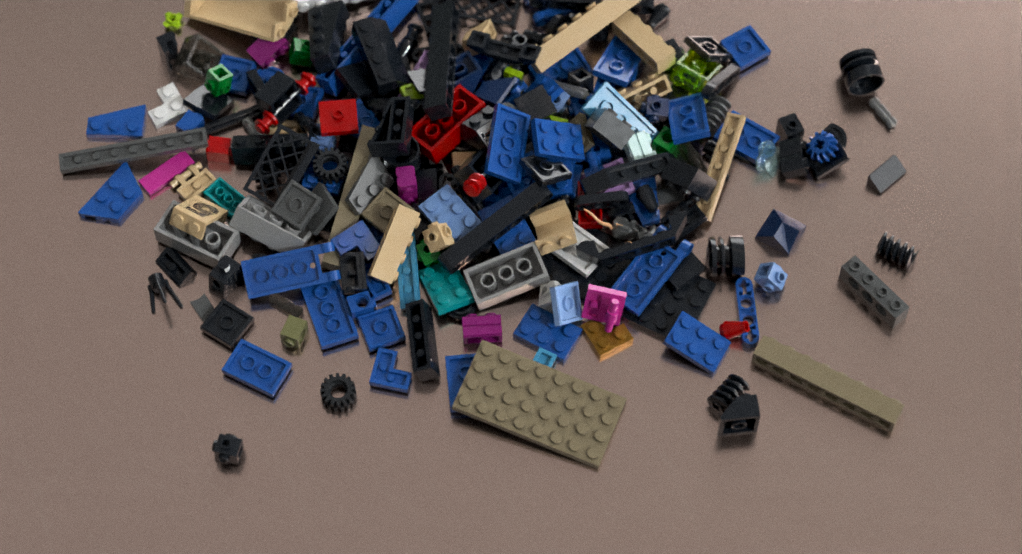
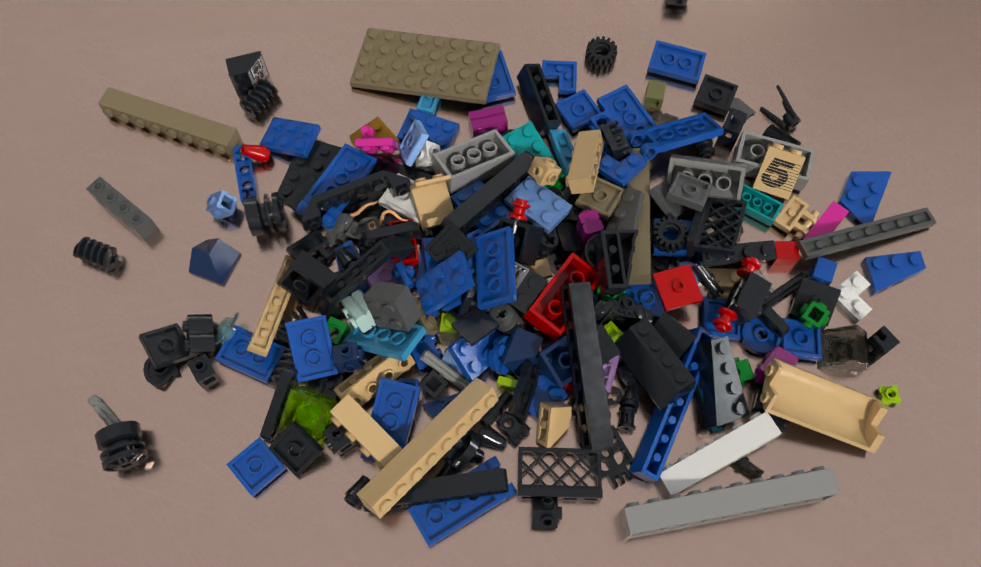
camera: 170 degrees right, 5 degrees up
(503, 51) = (521, 389): black slope -> none
(828, 143) = (166, 341): blue gear -> none
(886, 174) = (104, 338): slope -> none

